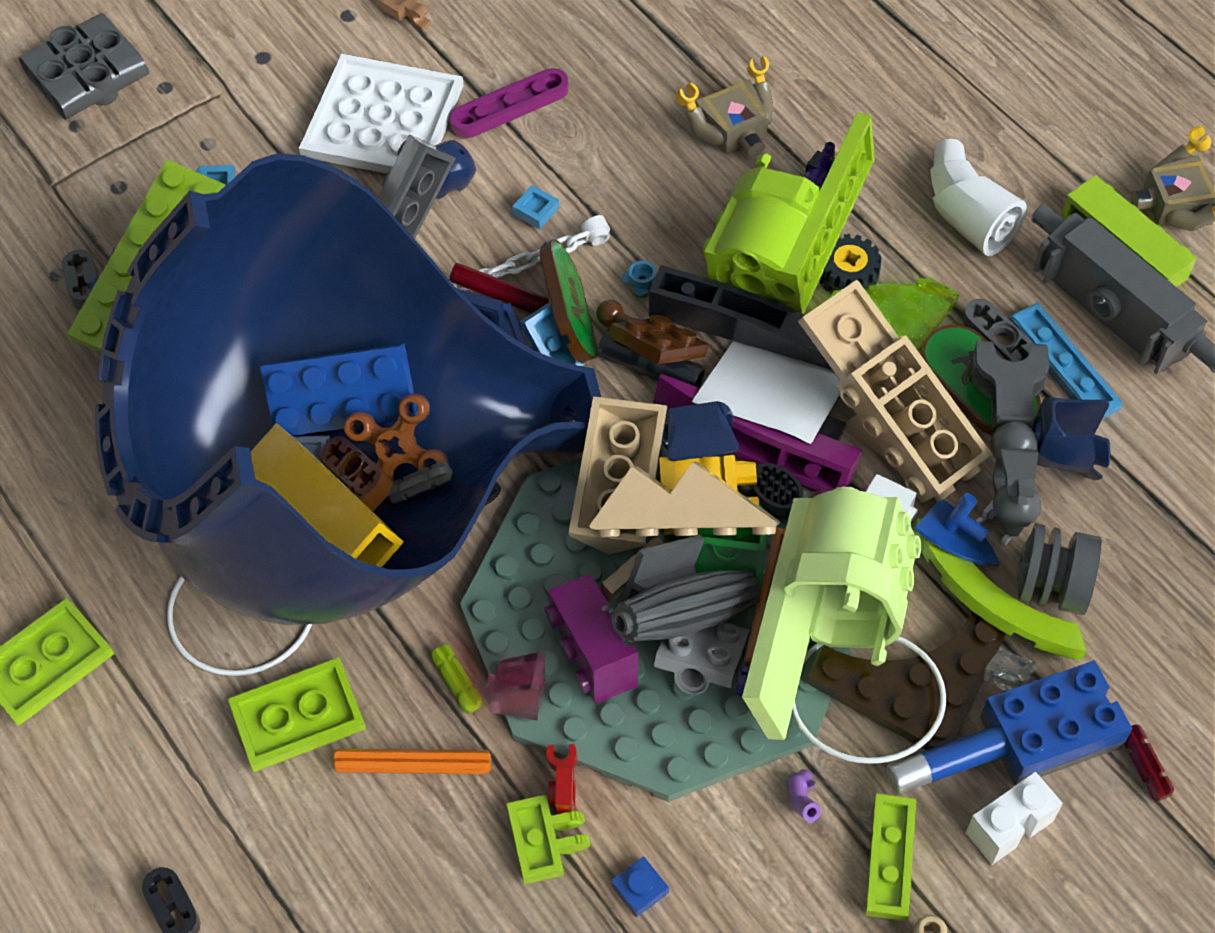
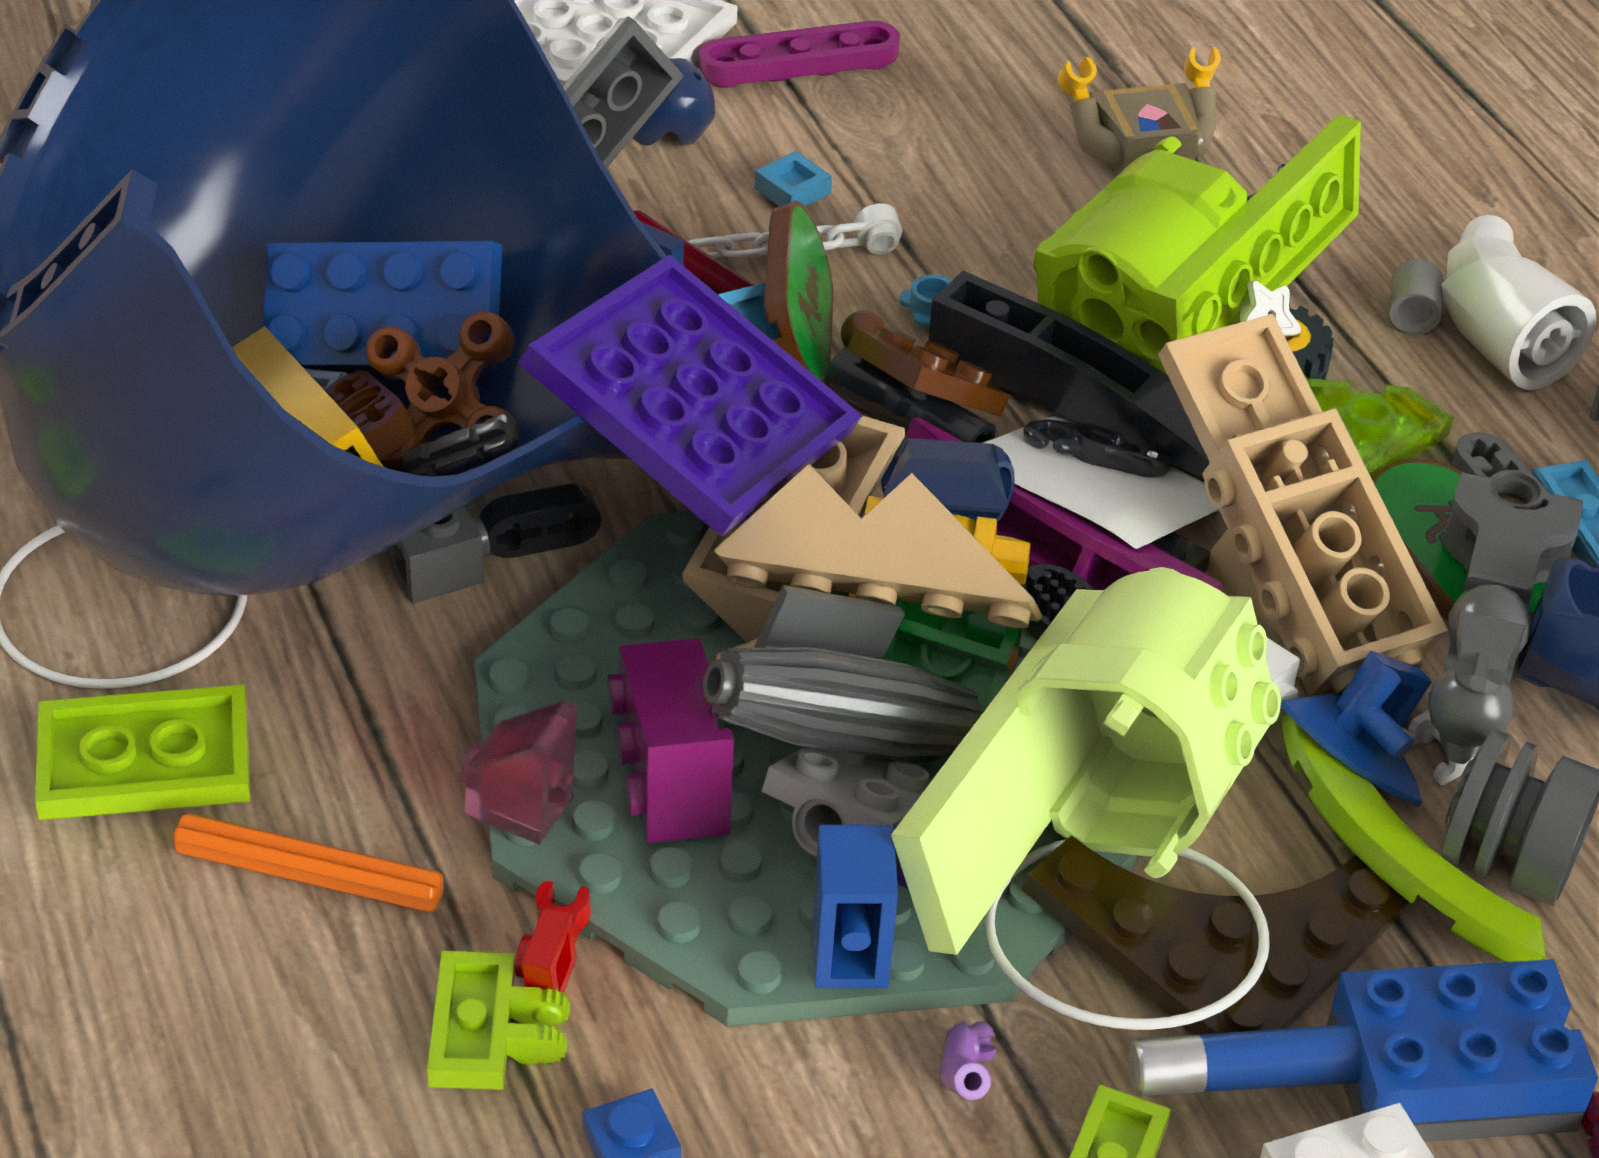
camera: 10 degrees right, 15 degrees down
(456, 678) = (429, 764): lime axle -> none
(550, 429) = (691, 392): none -> dark purple plate
(725, 729) = (854, 906): none -> blue brick
(779, 370) = (1096, 446): none -> black piece
(842, 253) = (1266, 302): none -> white plate
(918, 206) = (1416, 297): none -> light grey beam
(975, 488) = (1405, 696): none -> blue plate
(1009, 670) = (1391, 949): clear plate -> none

